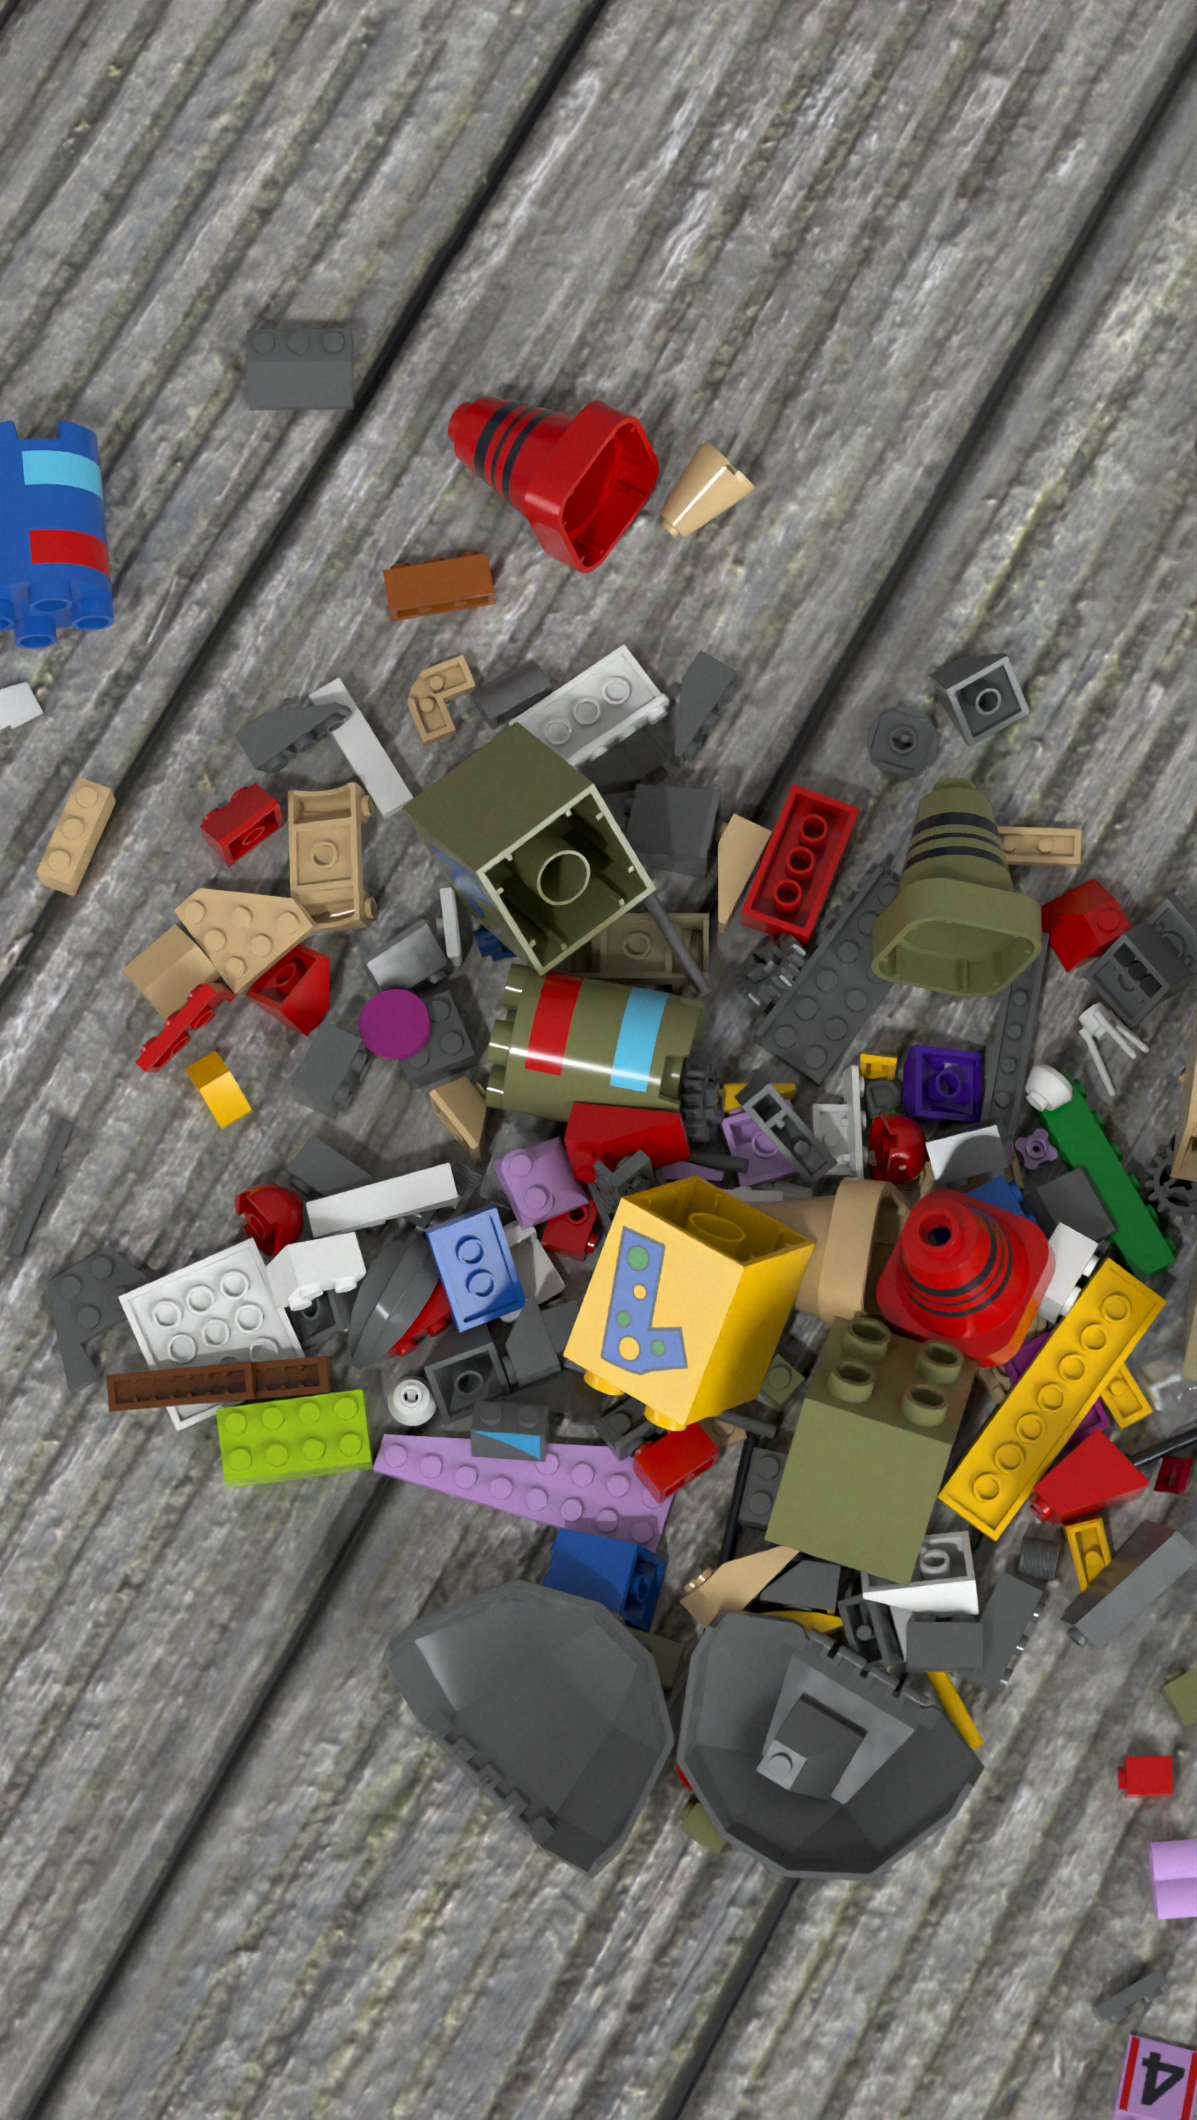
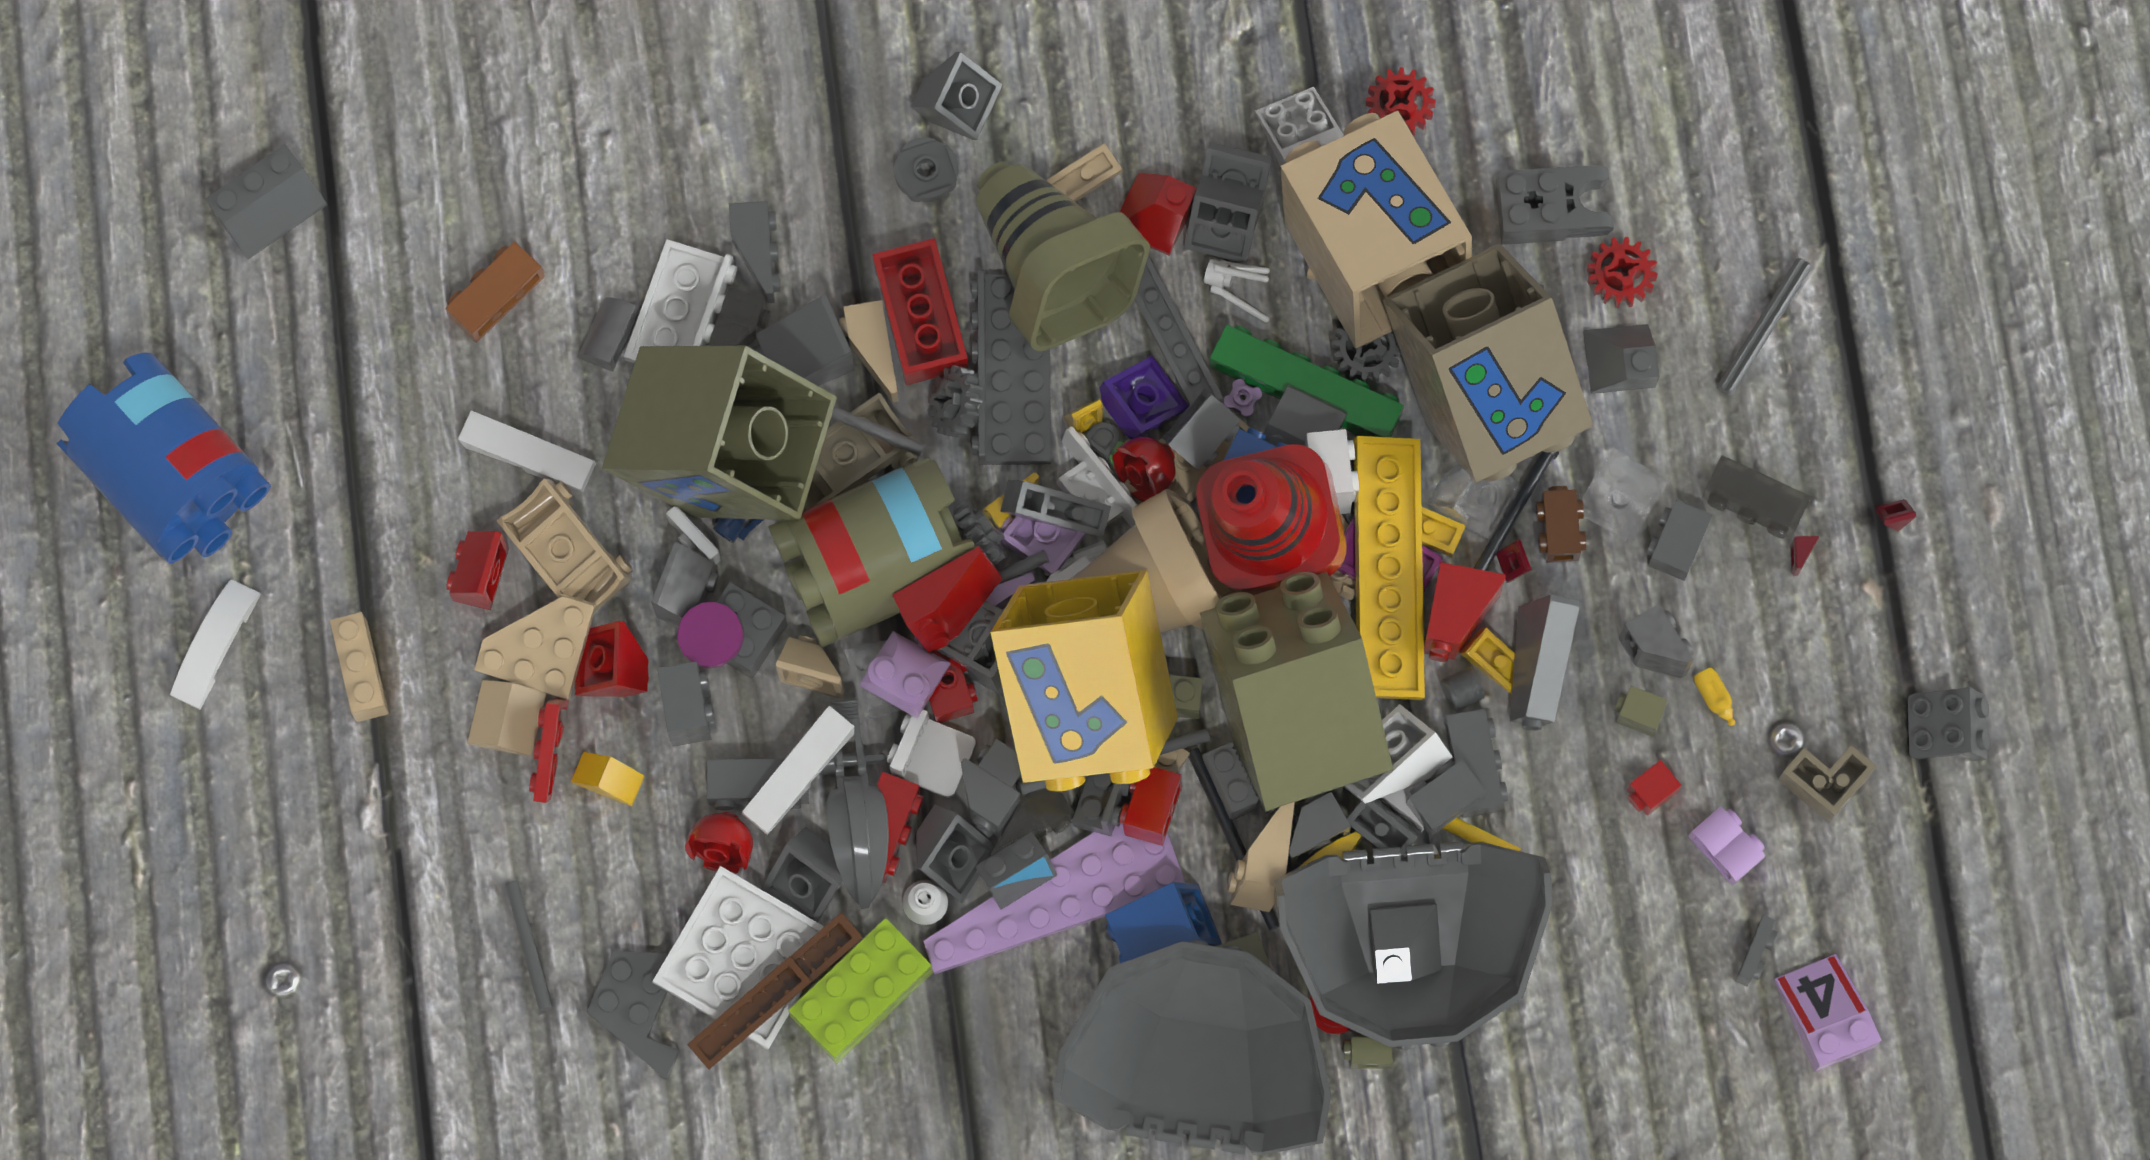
camera: 40 degrees left, 0 degrees up
(282, 734) = (459, 483): dark grey slope -> none
(314, 1266) = (785, 855): white brick -> none
(431, 692) = (548, 375): tan plate -> none
(475, 1267) = (905, 768): plate -> none
(564, 472) = (523, 142): red cone -> none
(630, 1177) = (975, 629): dark grey bracket -> none
(703, 492) = (642, 85): tan cone -> none
(1047, 1088) = (1223, 345): white cone -> none

